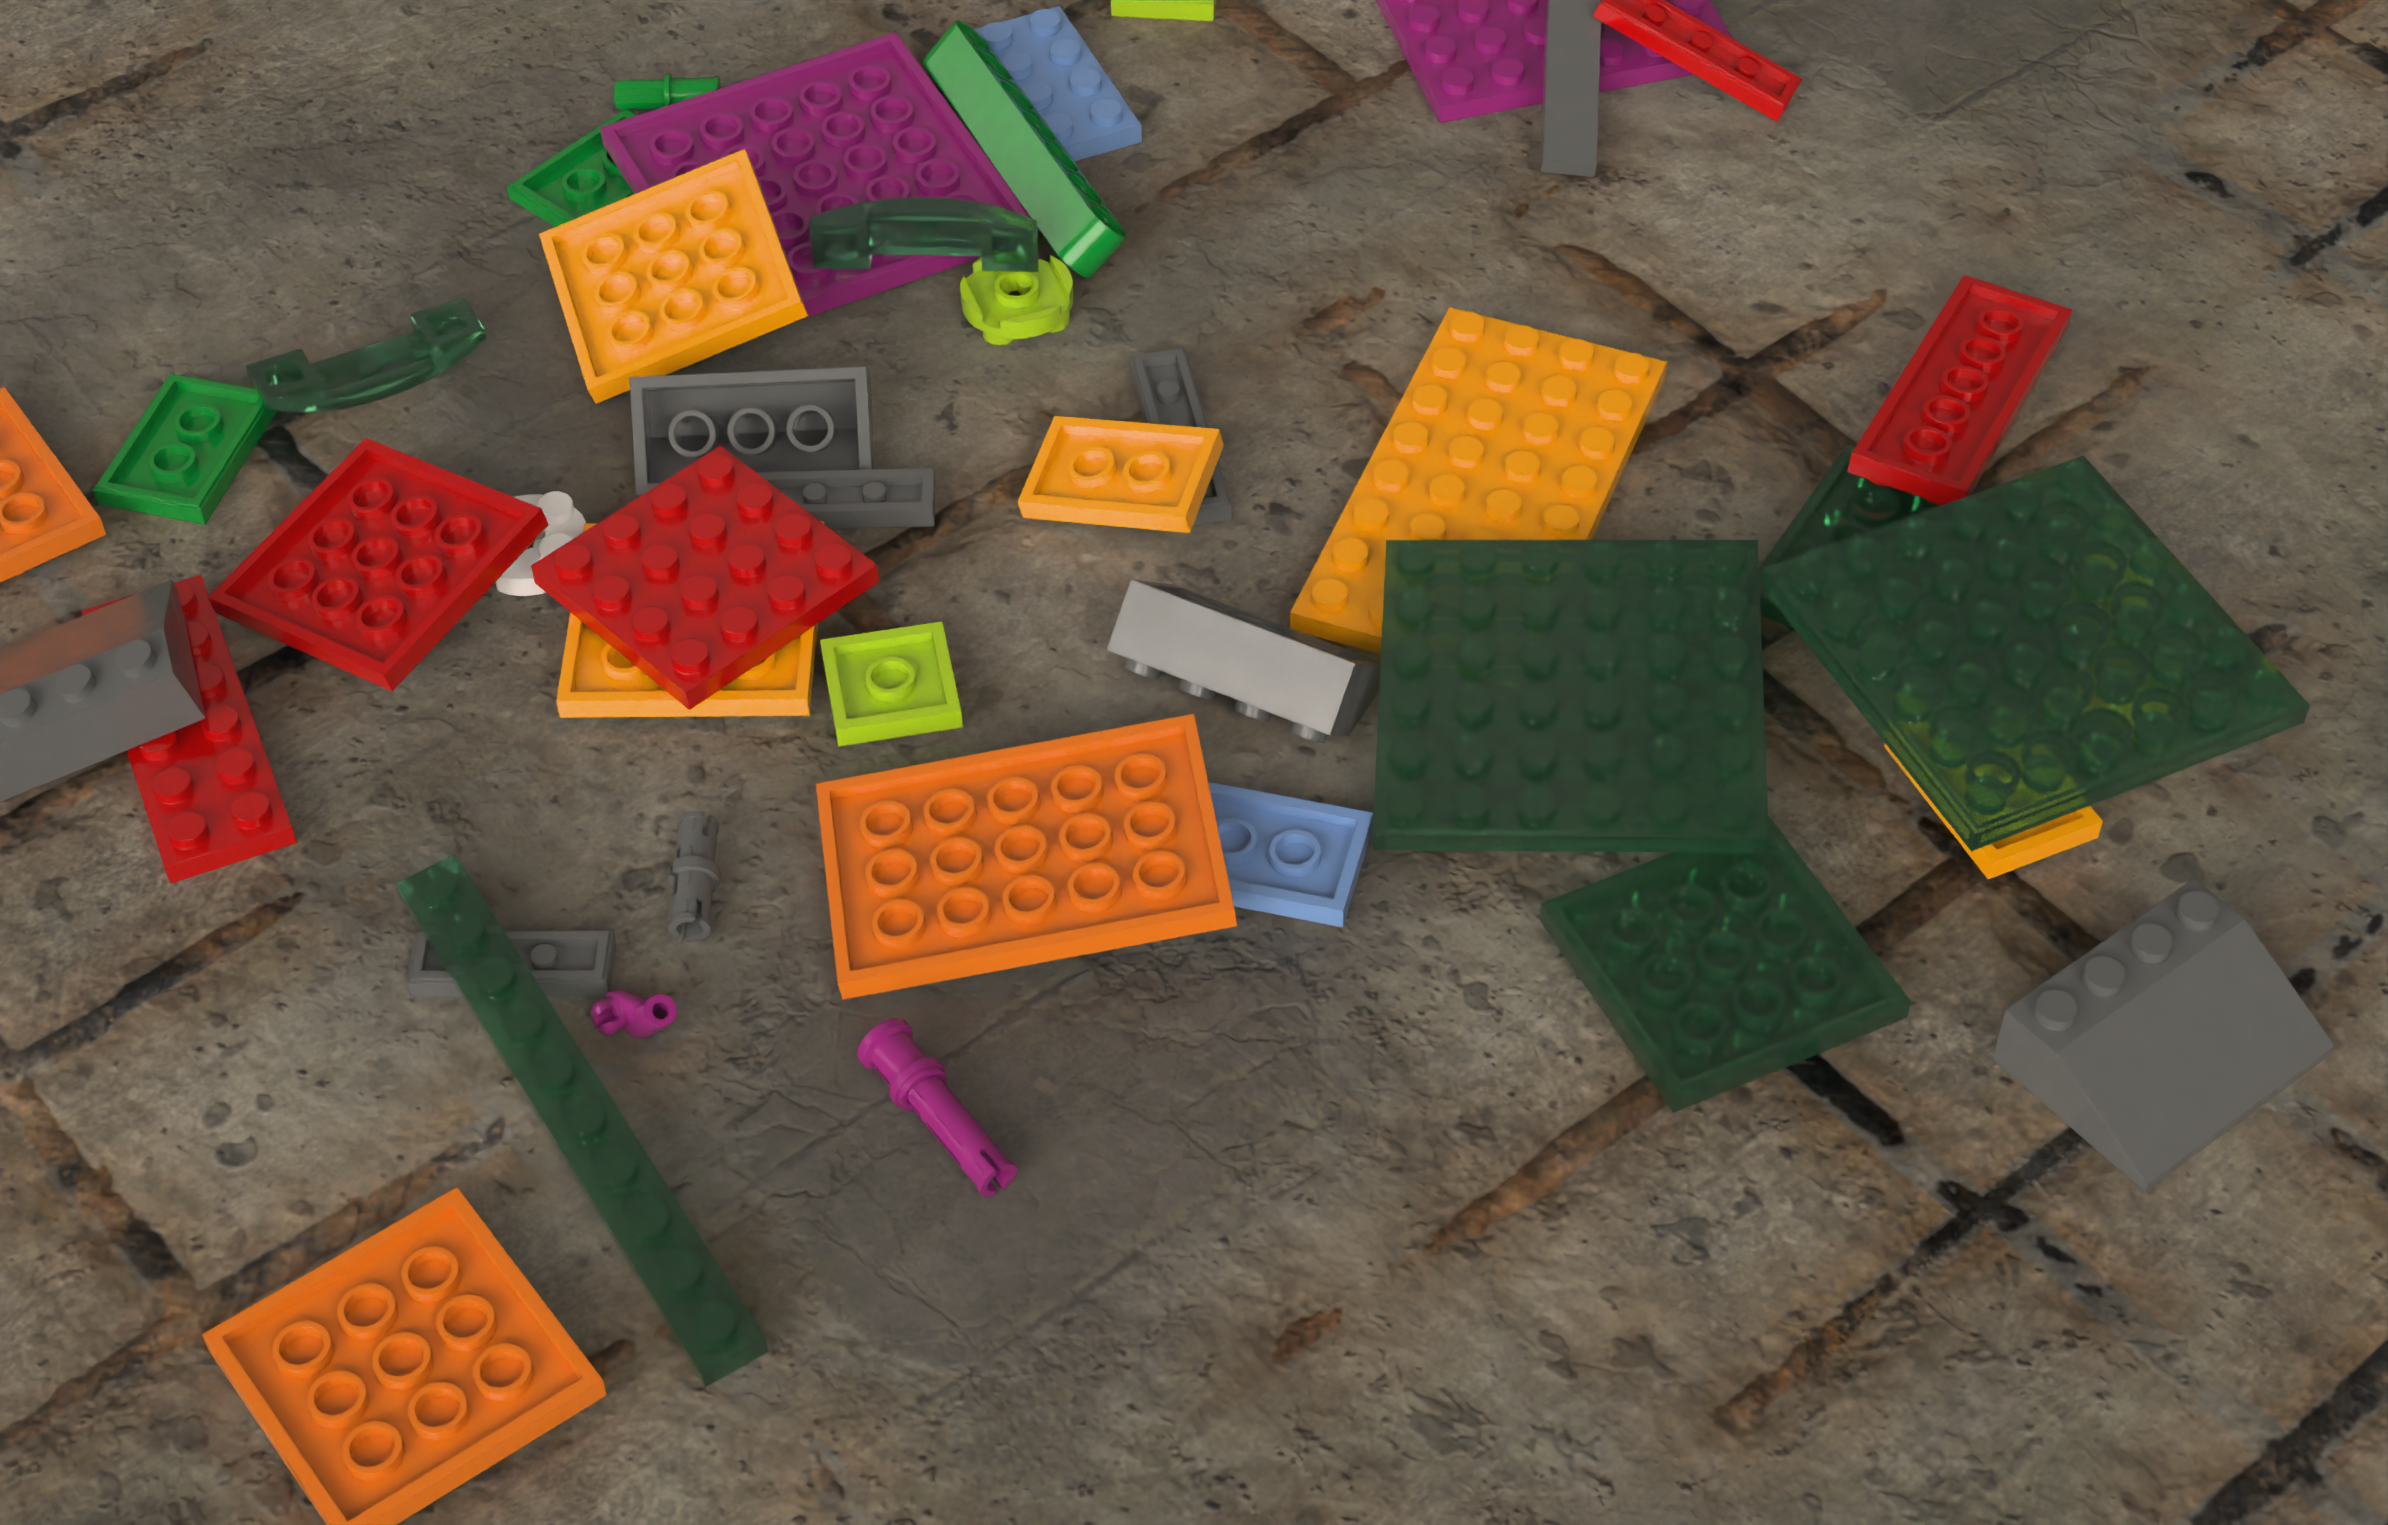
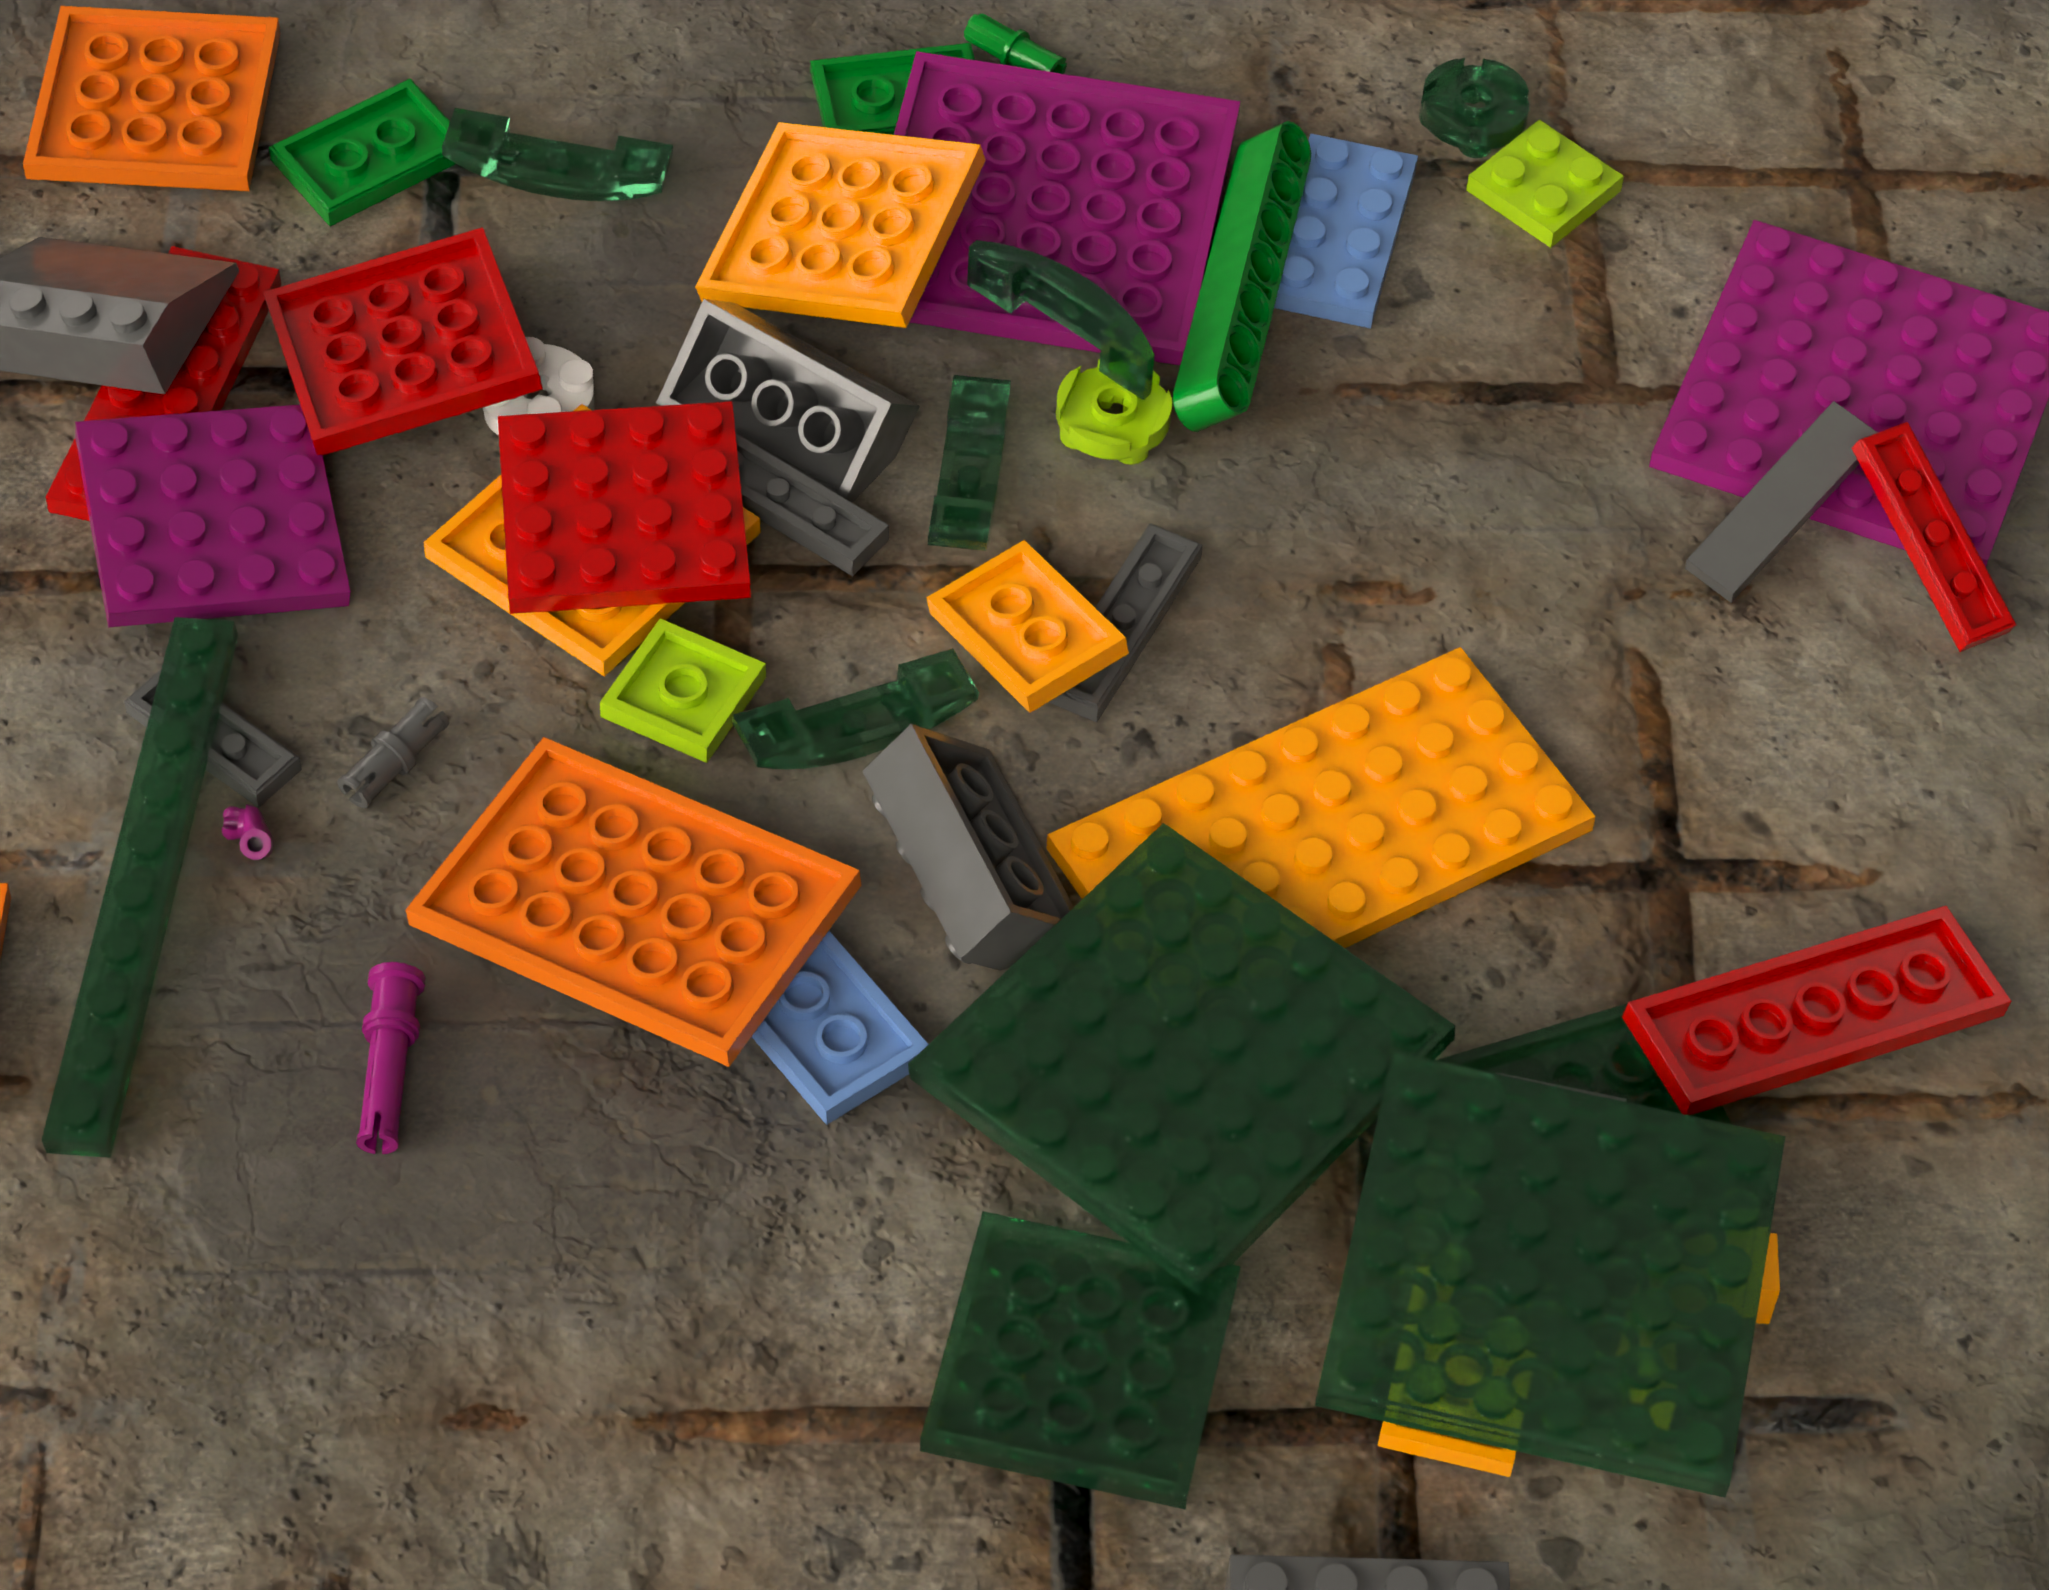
camera: 35 degrees right, 5 degrees up
(340, 790) = (210, 515): none -> magenta plate
(944, 395) = (970, 463): none -> clear green slope
(1060, 616) = (858, 723): none -> clear green slope

